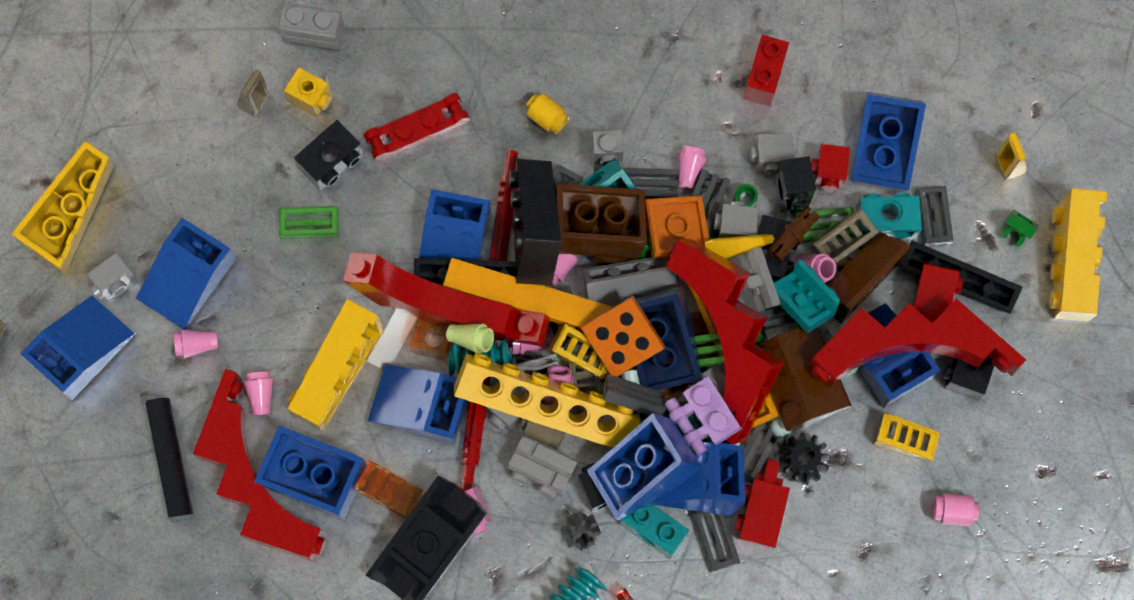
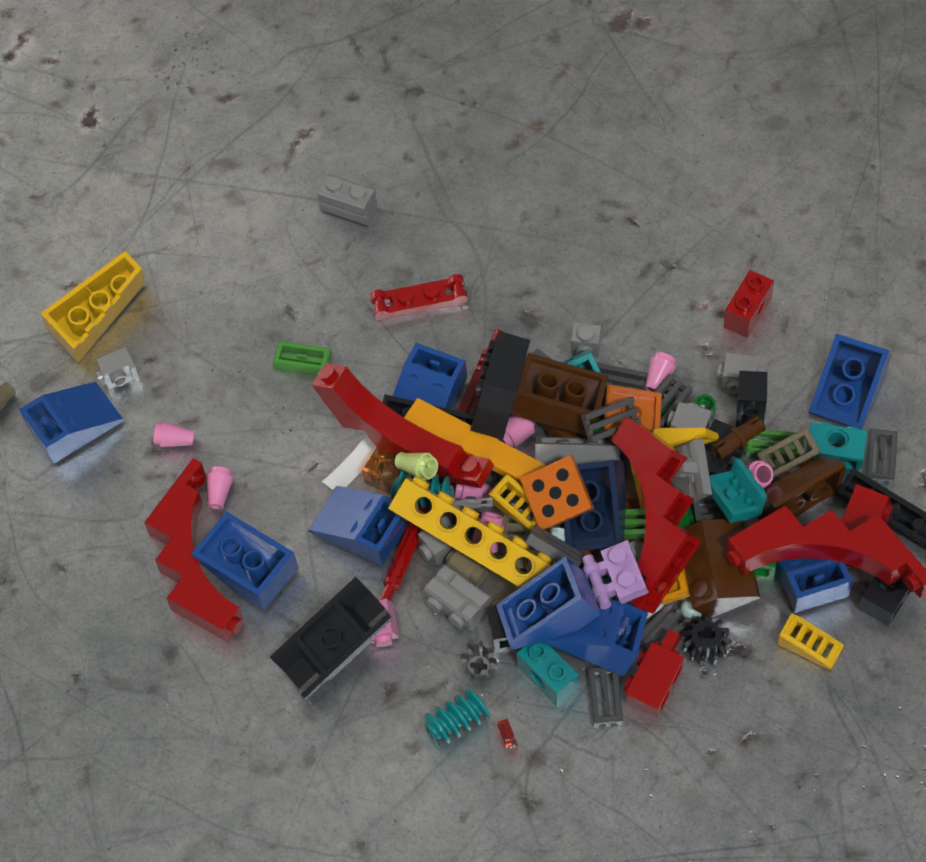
camera: 20 degrees right, 15 degrees down
(169, 459) = (122, 527): black brick -> none
(185, 273) = (181, 376): blue slope -> none
(253, 94) = (281, 242): dark tan slope -> none
(308, 92) = (329, 251): yellow brick -> none
(332, 140) = (339, 293): black brick -> none
(335, 365) = (293, 474): yellow wedge -> none
(388, 490) = (307, 586): clear orange brick -> none
(547, 113) = (538, 305): yellow brick -> none
(660, 249) = (630, 412): none -> dark grey tile
(831, 167) = (790, 395): red brick -> none
(955, 509) = (843, 714): bright pink brick -> none

